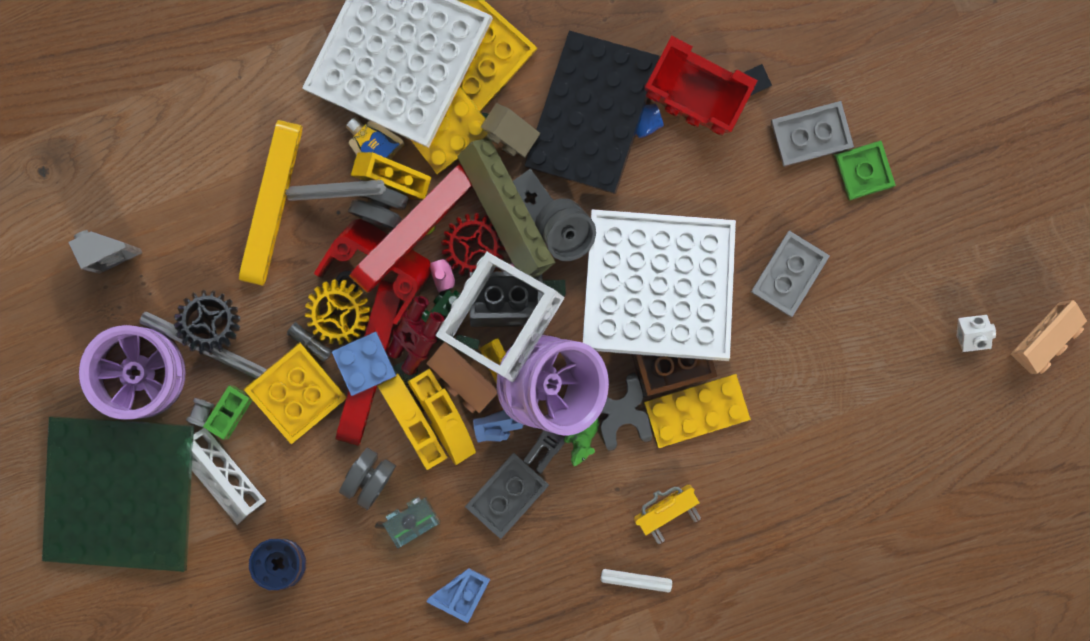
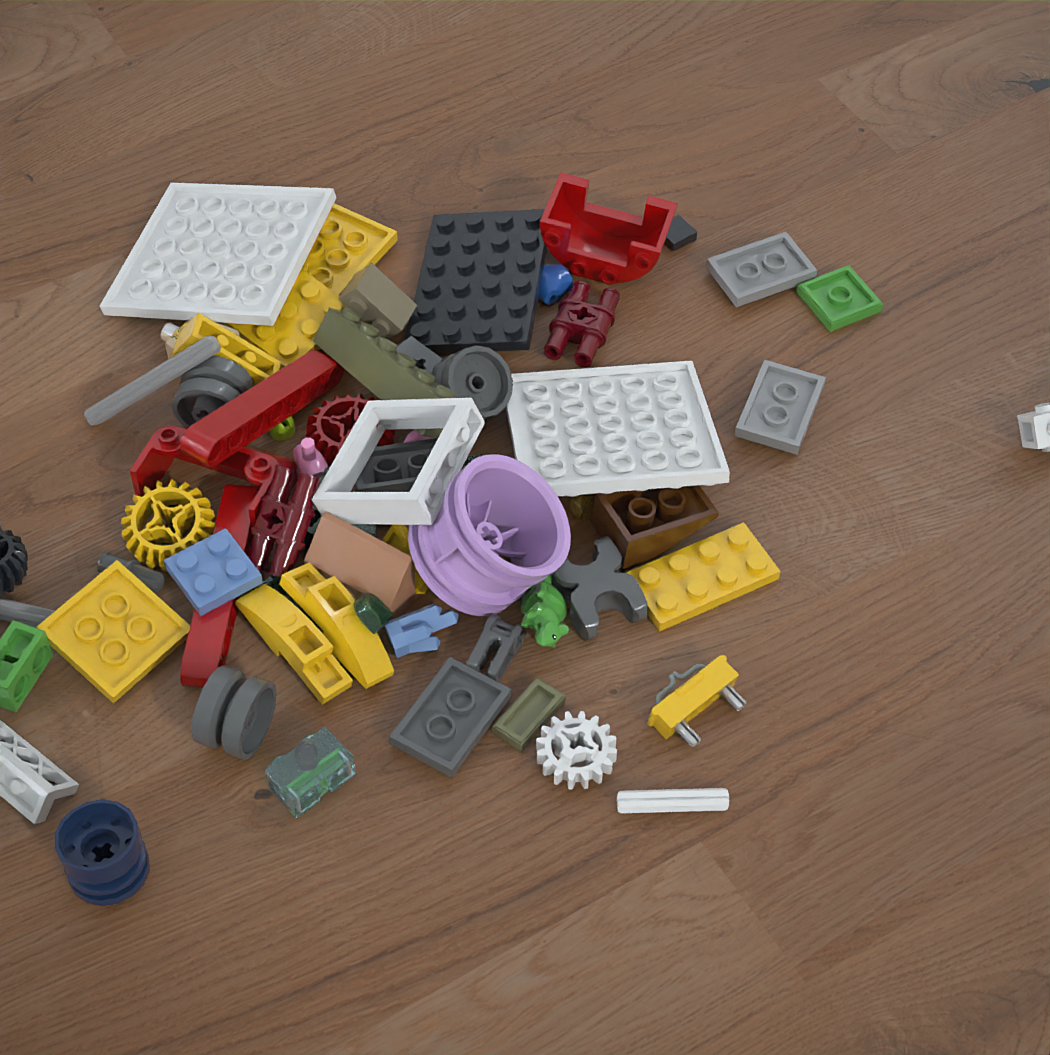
camera: 10 degrees left, 35 degrees down
(270, 202) = (63, 430): yellow beam -> none
(461, 594) = (403, 862): medium blue wing -> none
(466, 419) = (372, 611): none -> clear green tile
(558, 499) = (528, 714): none -> olive tile
(590, 528) = (577, 752): none -> white gear
(657, 155) = (581, 323): none -> dark red pin

